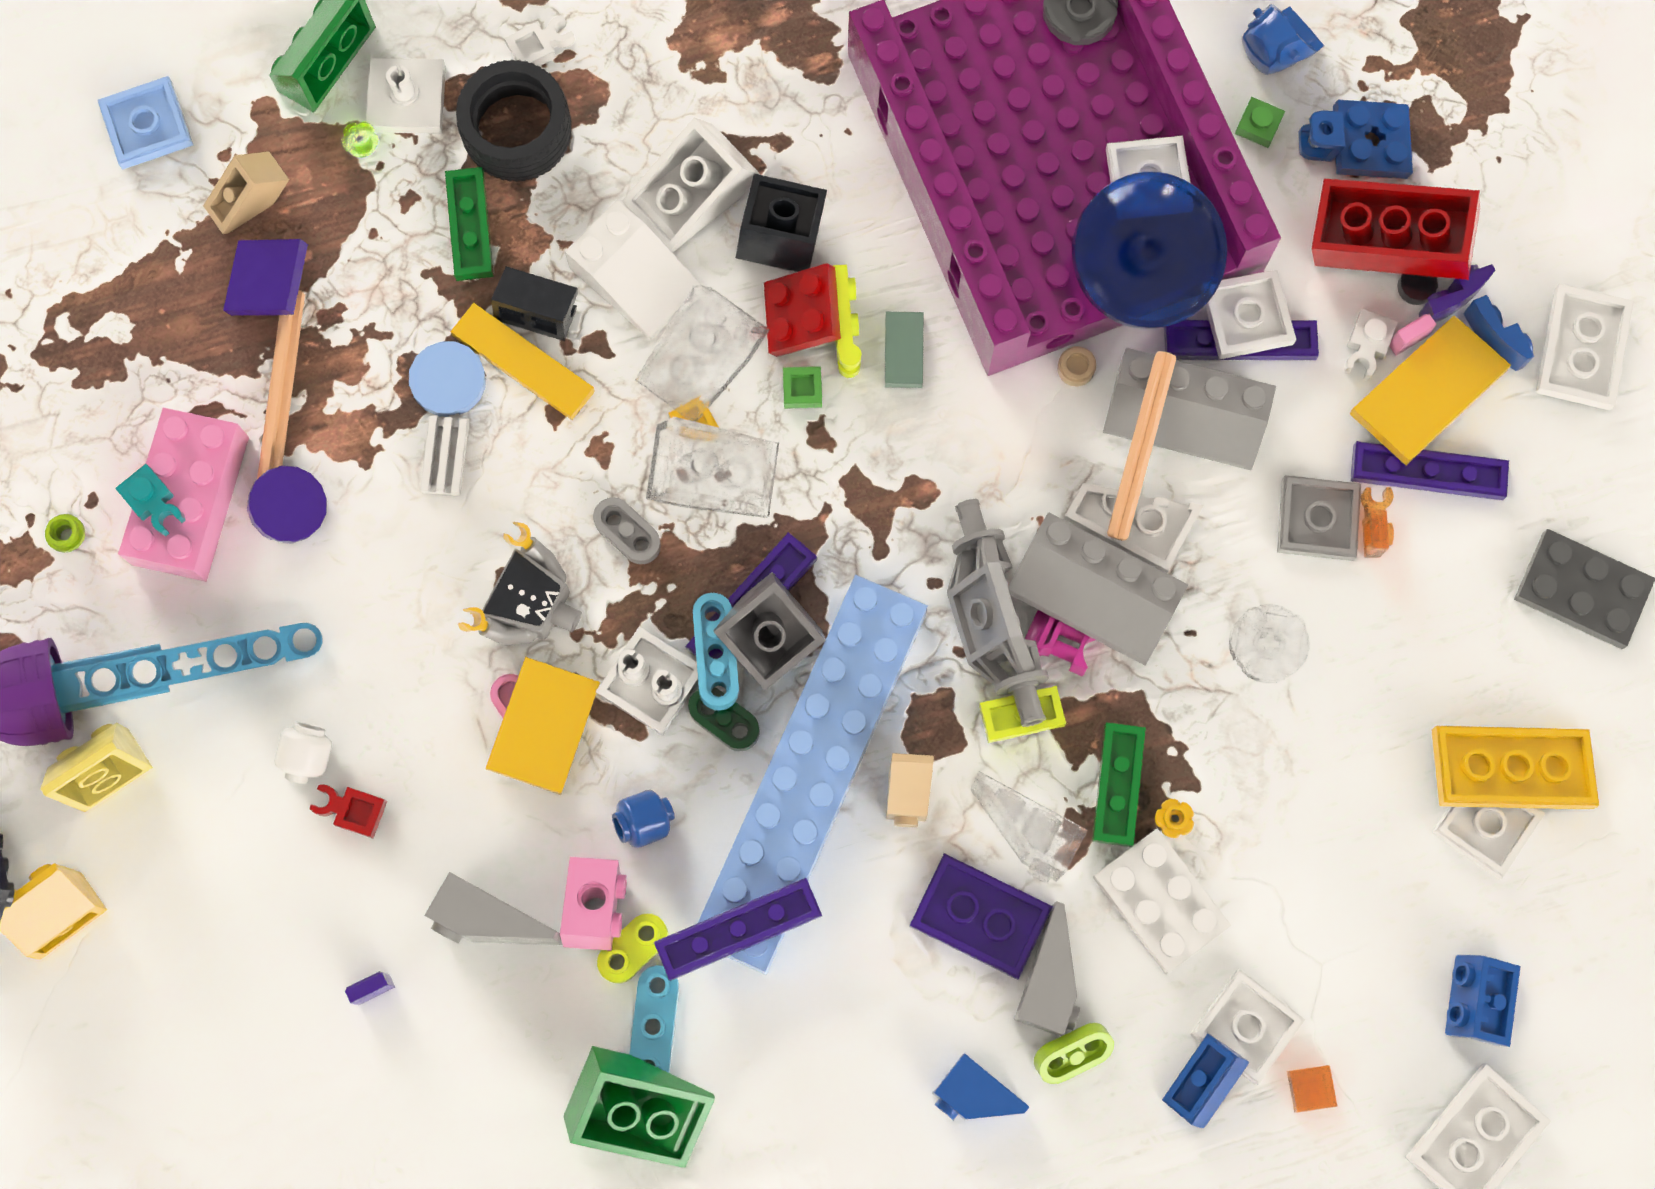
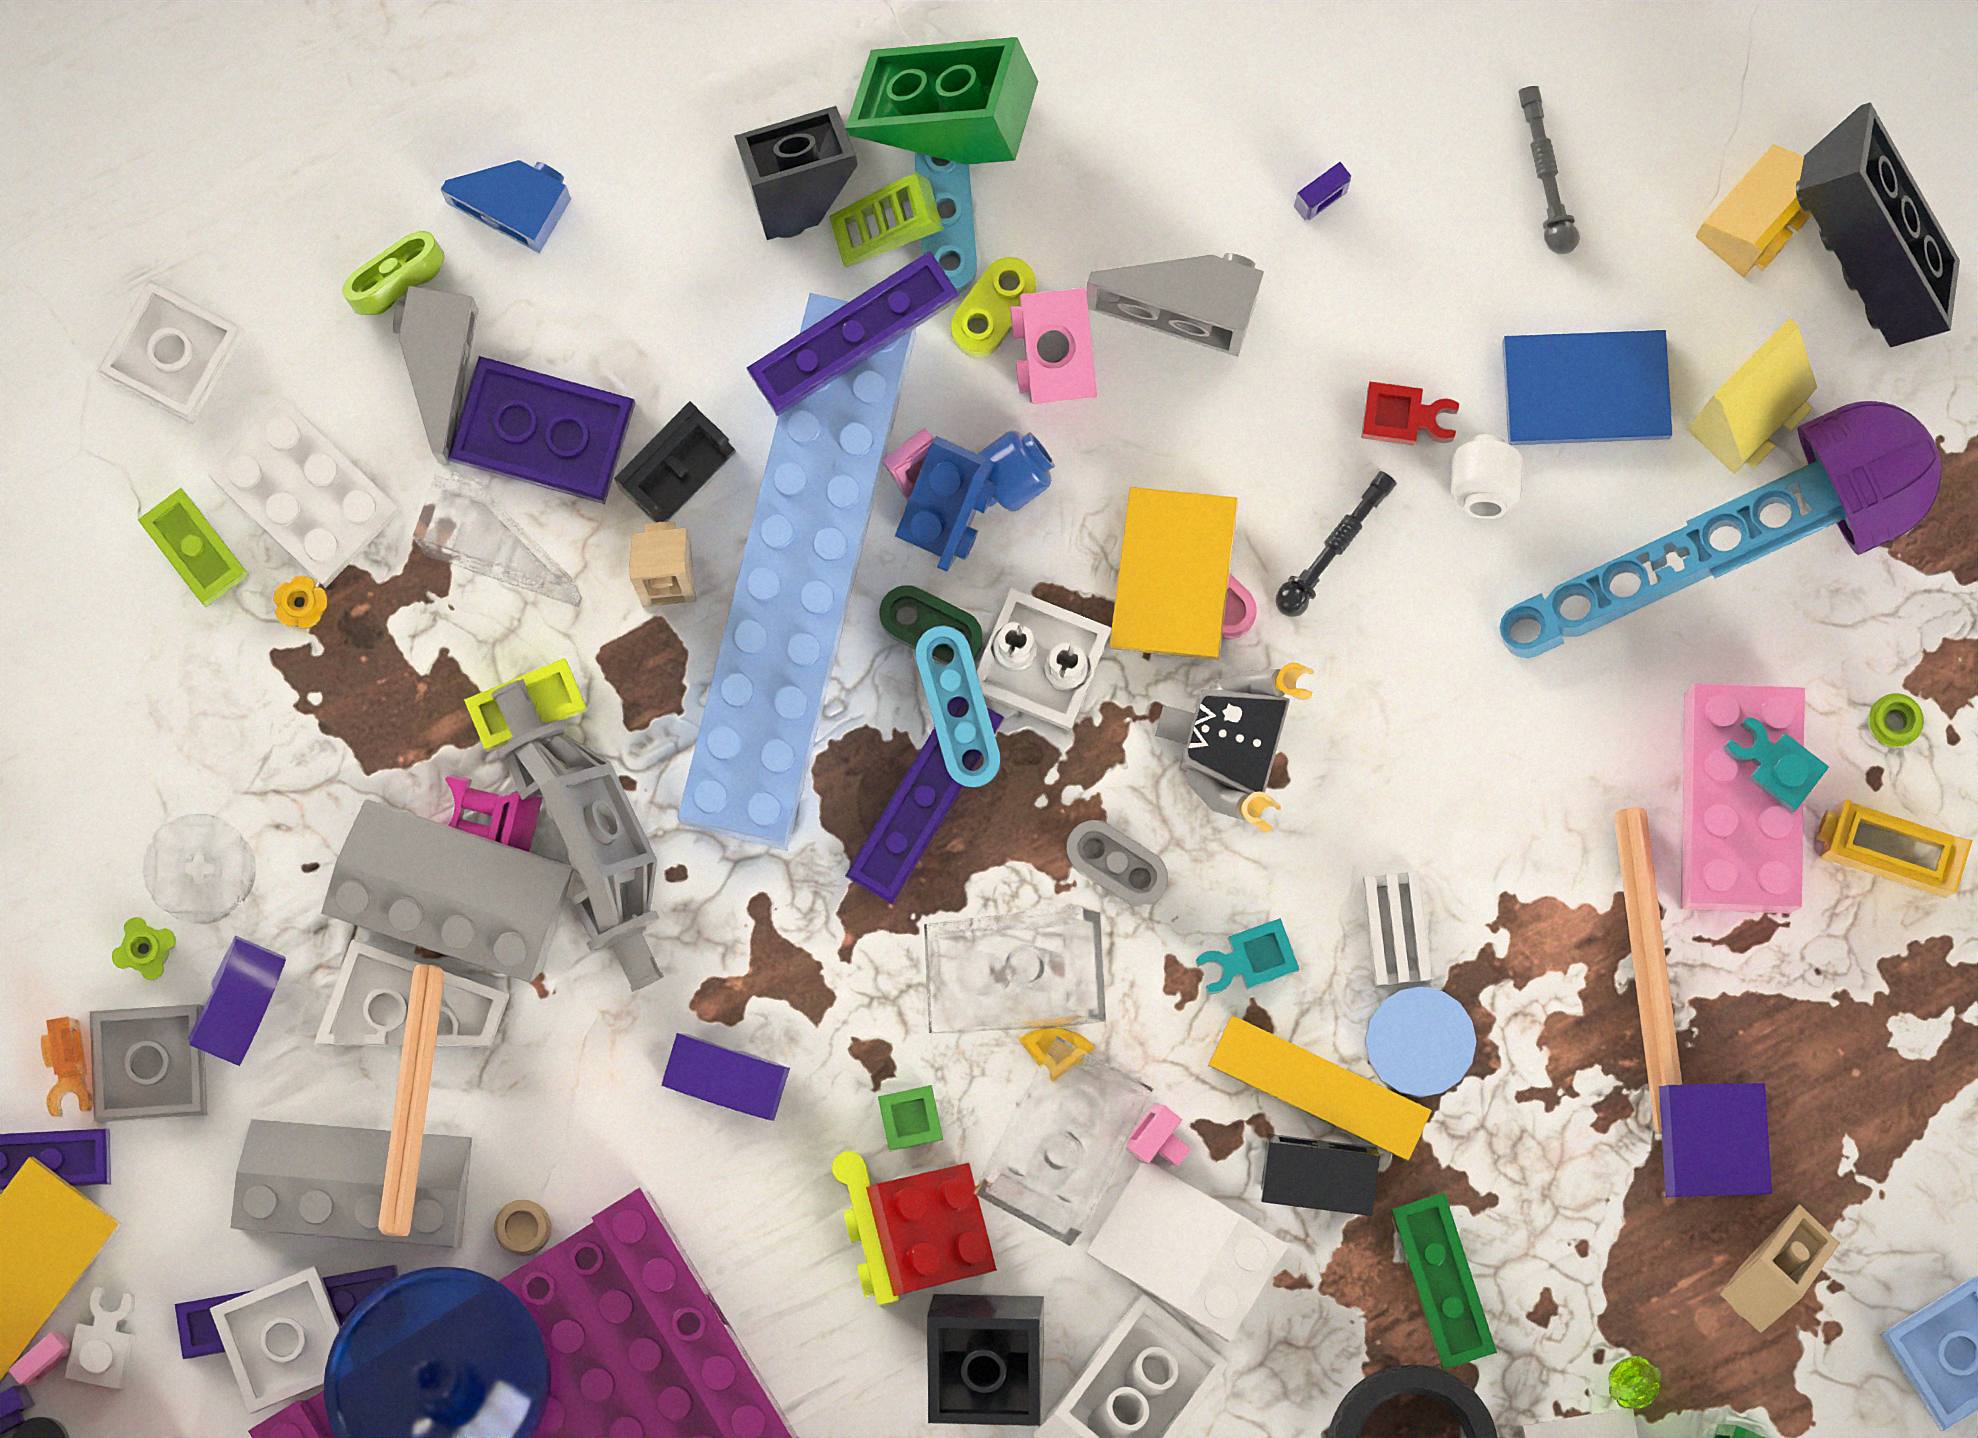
camera: 170 degrees right, 5 degrees up
(120, 465) = (1838, 832): none -> yellow window
(203, 925) = (1559, 230): none -> dark grey piece
(215, 808) = (1587, 387): none -> blue tile
(286, 504) = (1597, 811): dark purple tile -> none
(461, 693) = (1294, 595): none -> black piece
(543, 451) = (1257, 956): none -> teal plate
(637, 344) = (1155, 1136): none -> bright pink tile
(668, 1025) = (924, 223): none -> lime slope
(693, 801) = (945, 501): none -> blue bracket
(711, 835) = (907, 460): none -> bright pink tile
(757, 1079) = (796, 170): none -> black slope
(769, 631) = (888, 747): flat silver slope -> none
(888, 869) = (675, 464): none -> black hinge
(904, 349) = (775, 1206): sand green tile -> none
(921, 432) = (725, 1076): none -> dark purple slope
(1118, 784) = (381, 633): green plate -> none
(1205, 1081) = (218, 269): blue slope -> none
(1247, 872) = (193, 547): none -> lime plate
(1251, 544) = (237, 1000): none -> dark purple slope
(1303, 597) = (159, 944): none -> lime plate
(1312, 1088) = (78, 288): clear orange tile -> none

